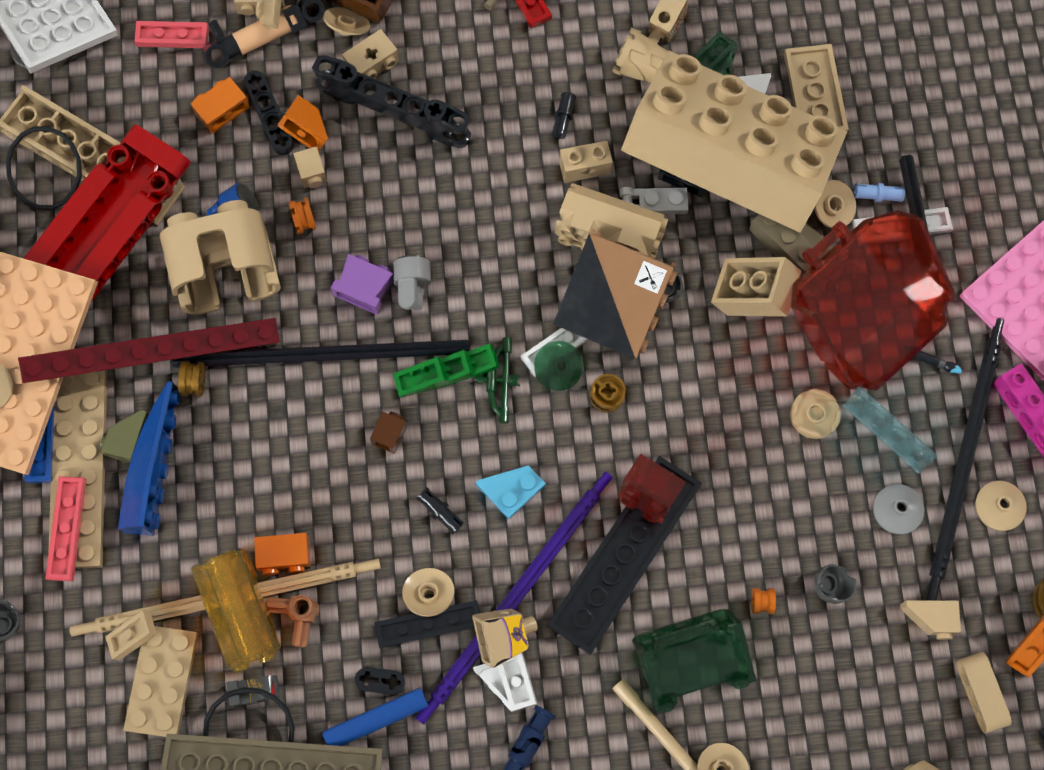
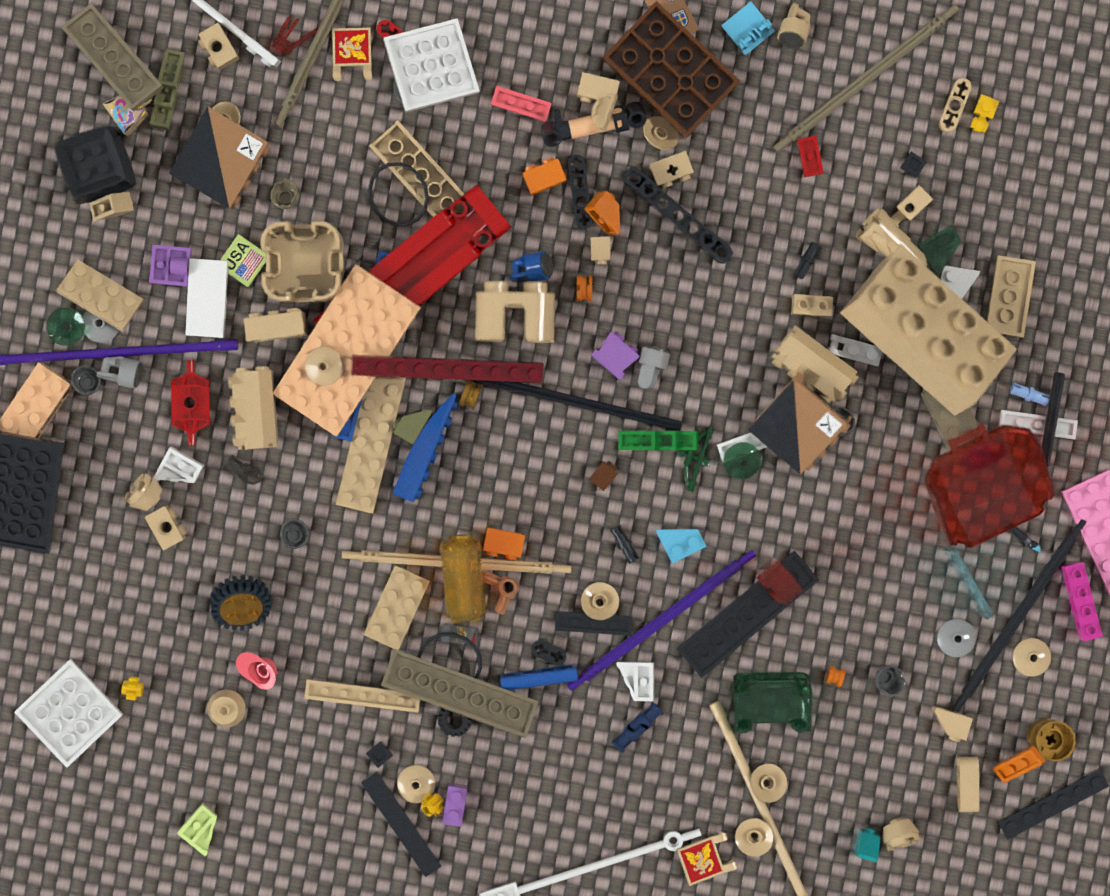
camera: 20 degrees right, 15 degrees up
(66, 529) = (355, 481): coral tile -> none
(131, 635) = (384, 571): tan plate -> none
(502, 635) = (643, 648): tan torso -> none
(607, 392) = (772, 492): pearl gold wheel -> none
(755, 286) = (906, 448): tan brick -> none
(815, 414) = (920, 551): tan tile -> none
(842, 204) = (996, 399): tan dish -> none

